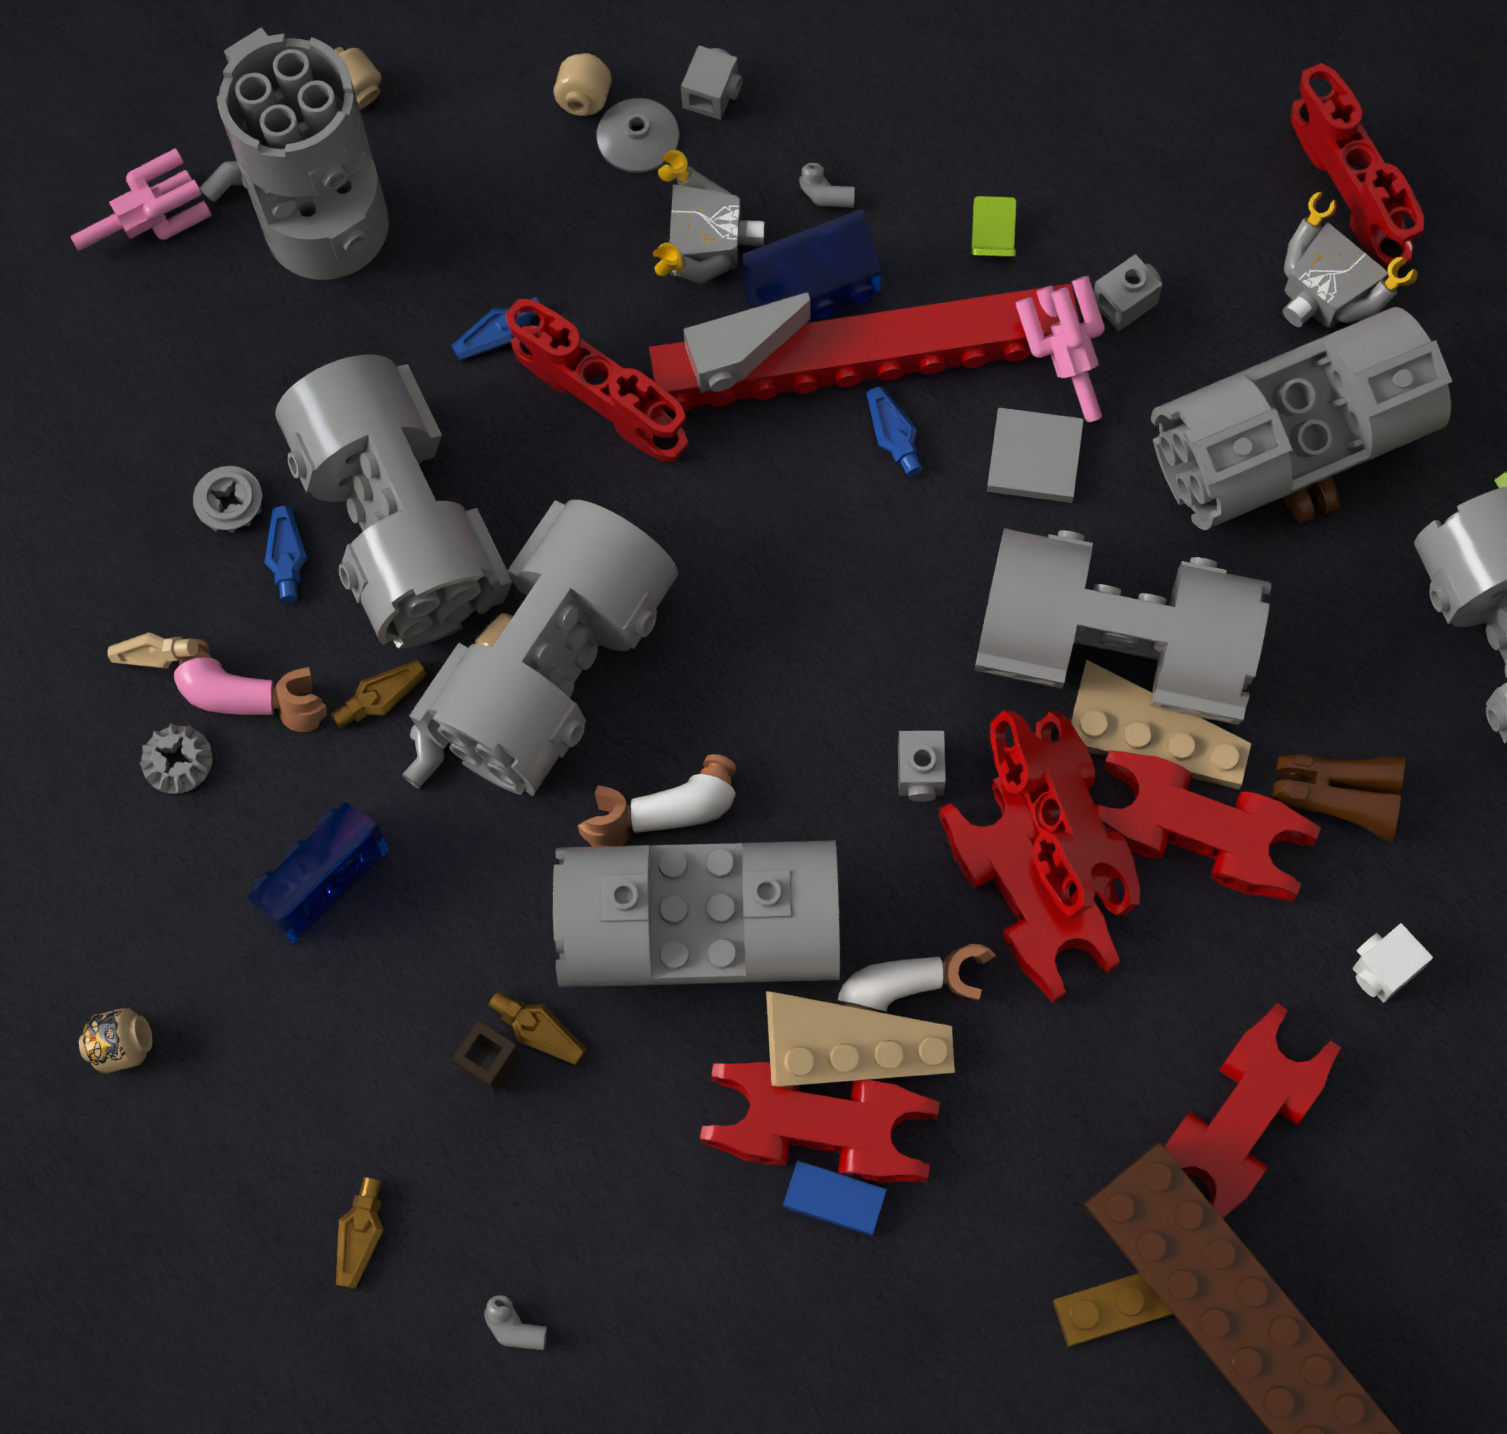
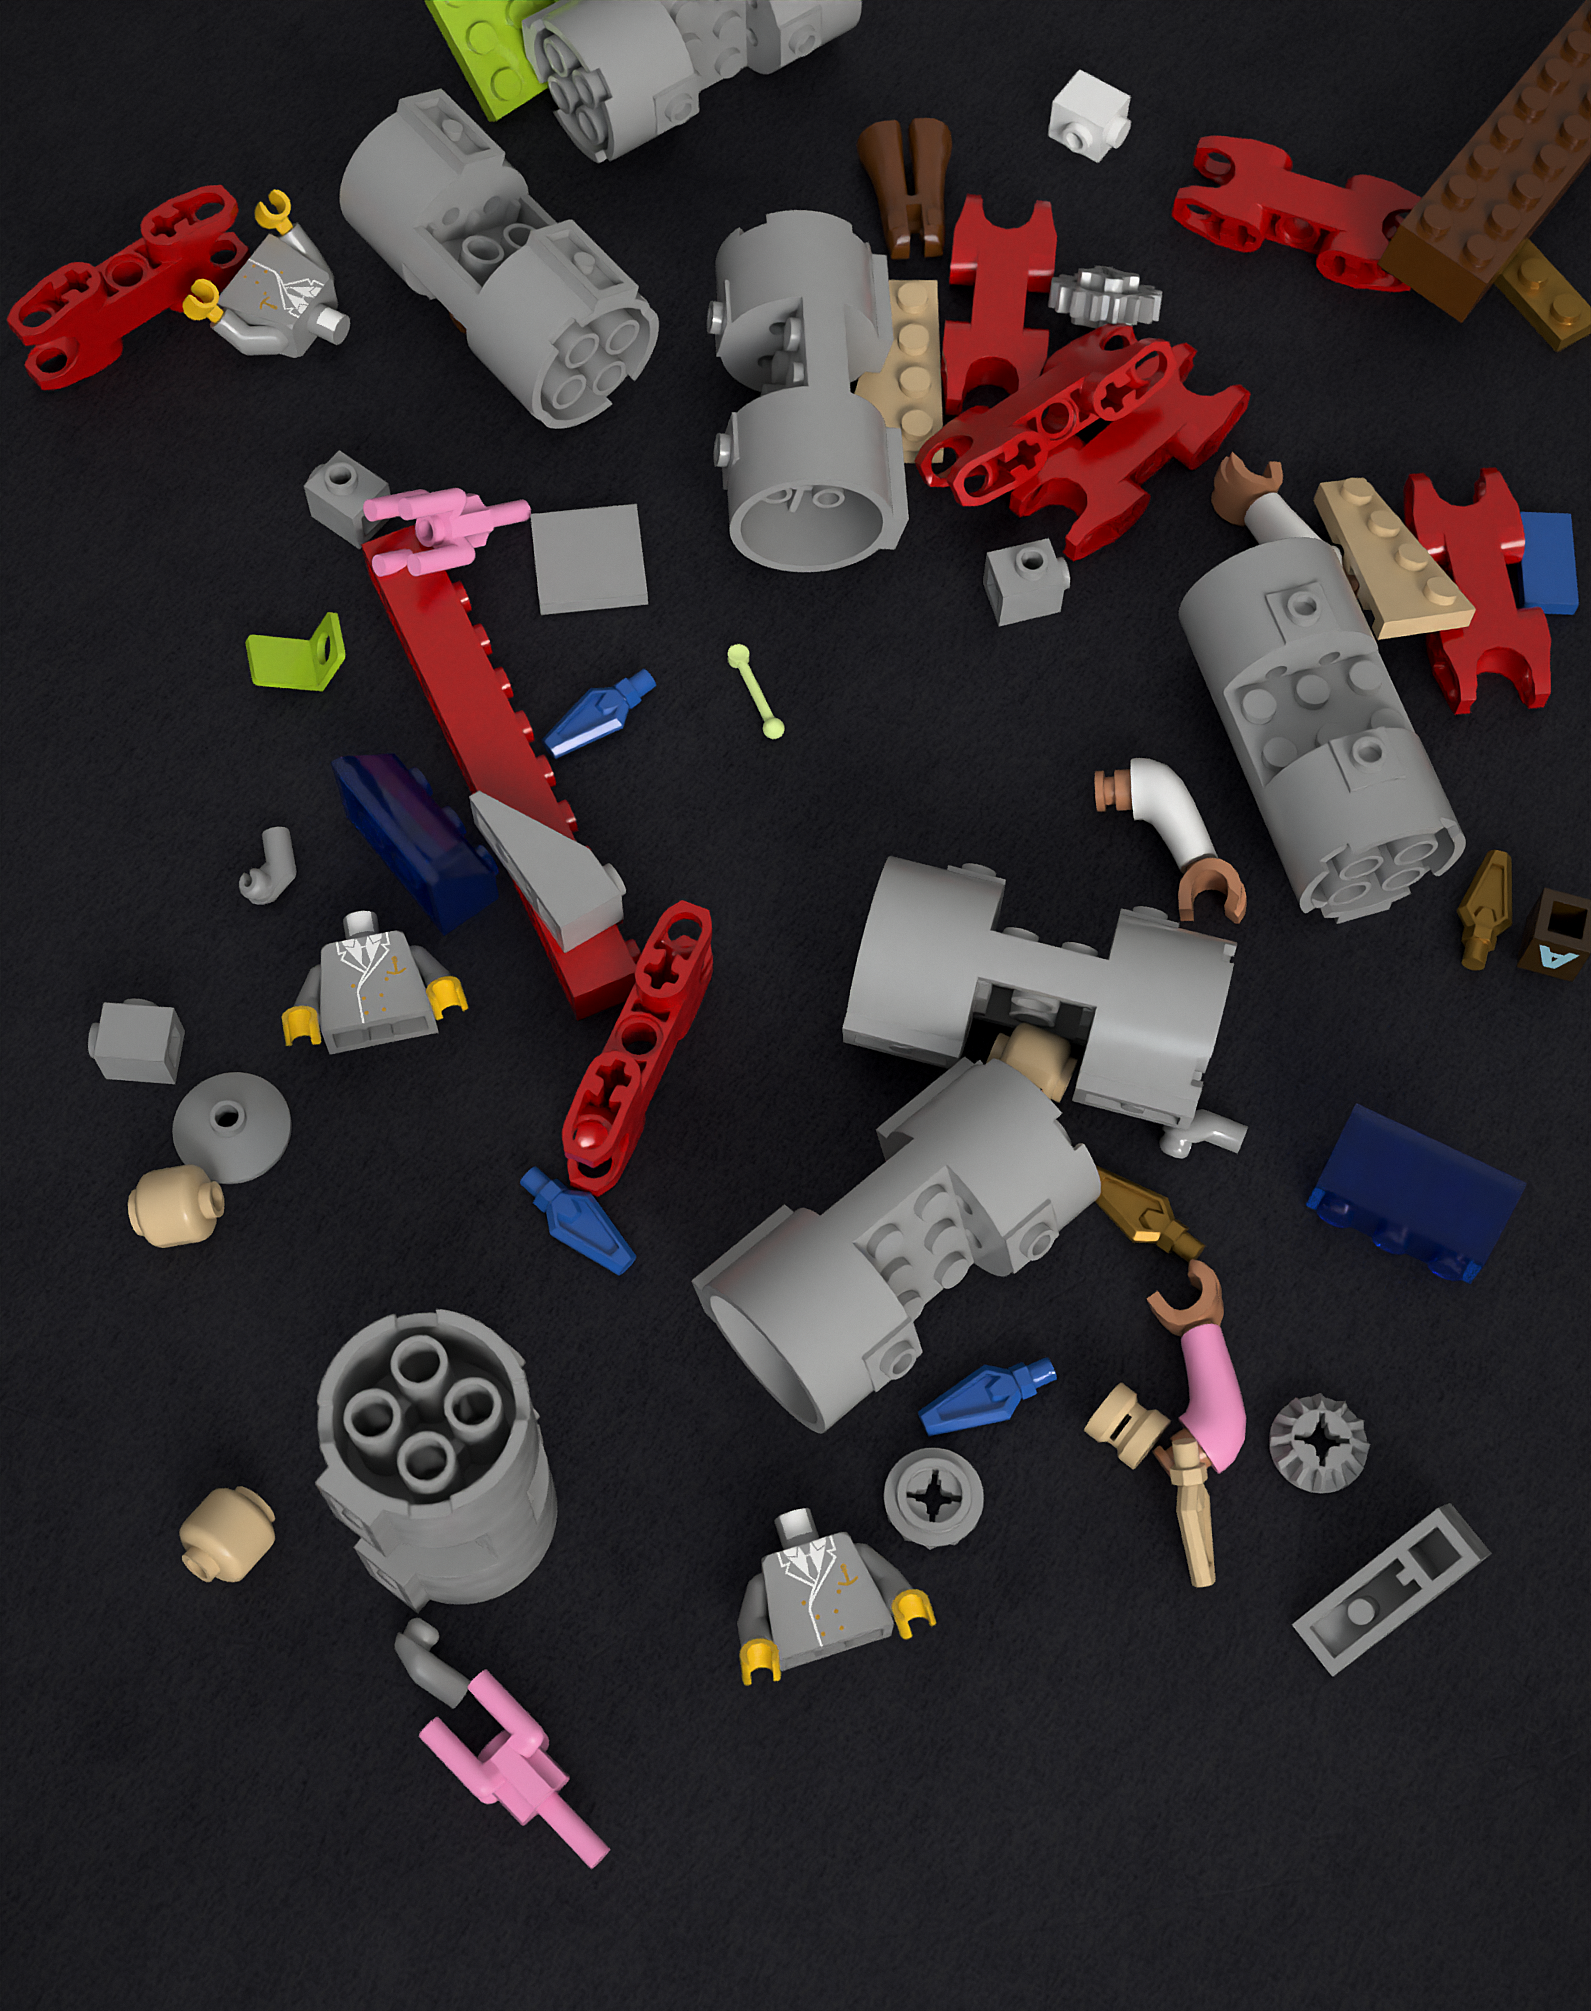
camera: 110 degrees left, 5 degrees down
(59, 770) = (1391, 1588): none -> light grey slope
(182, 404) = (821, 1599): none -> light grey torso
(228, 631) = (1139, 1433): none -> tan wheel
(919, 544) = (739, 658): none -> yellowish green hinge
(1177, 904) = (1104, 297): none -> light grey gear

